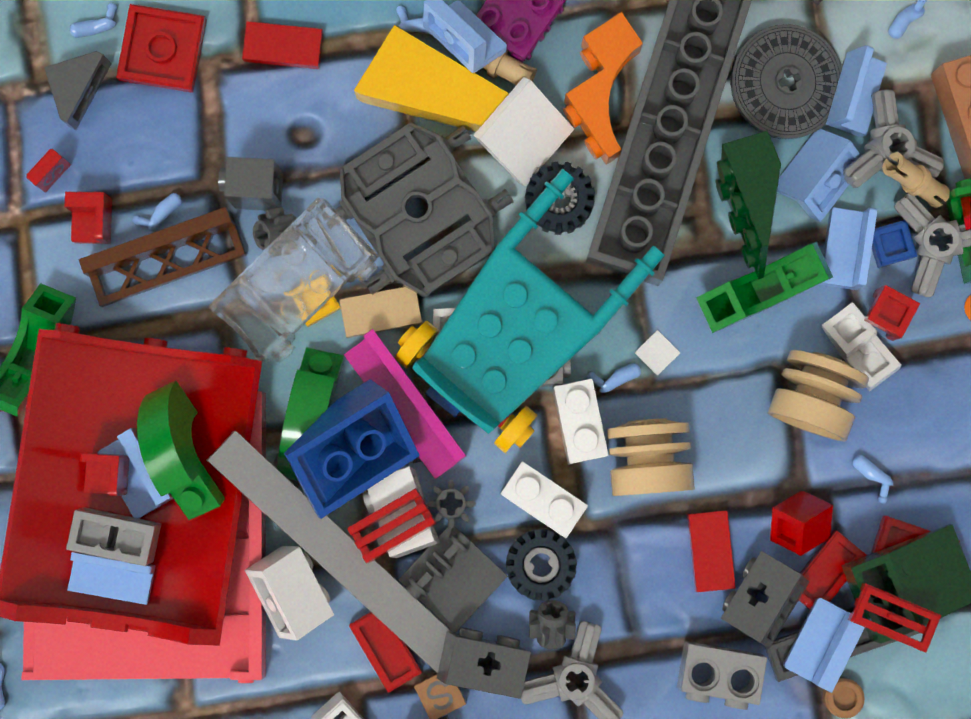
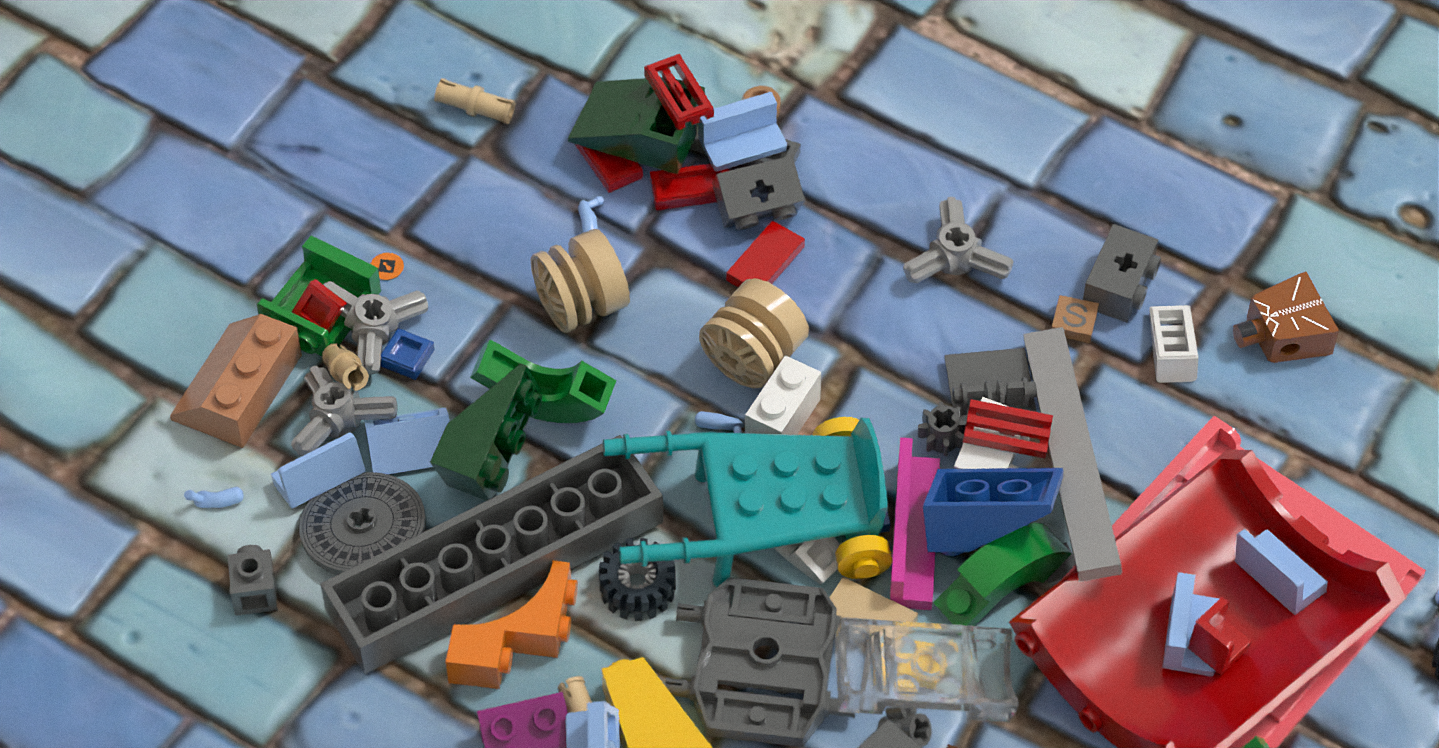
camera: 140 degrees left, 30 degrees down
(113, 536) = (1251, 583): light grey brick -> none
(169, 451) = (1143, 610): green arch -> none
(290, 592) = (1135, 454): white brick -> none
(385, 652) = (1093, 373): red tile -> none
(502, 676) = (1020, 302): dark grey brick -> none
(521, 569) = (909, 358): black bush -> none
(524, 131) = (618, 641): white tile -> none
(544, 499) = (865, 376): white brick -> none
(552, 624) = (940, 293): dark grey gear -> none
(657, 352) = (669, 419): white sticker -> none
(723, 665) = (838, 175): light grey brick -> none
(801, 522) = (678, 223): red panel -> none
(849, 246) = (440, 369): light blue panel -> none
(860, 346) = (507, 302): white slope -> none
(891, 312) = (461, 295): red panel -> none

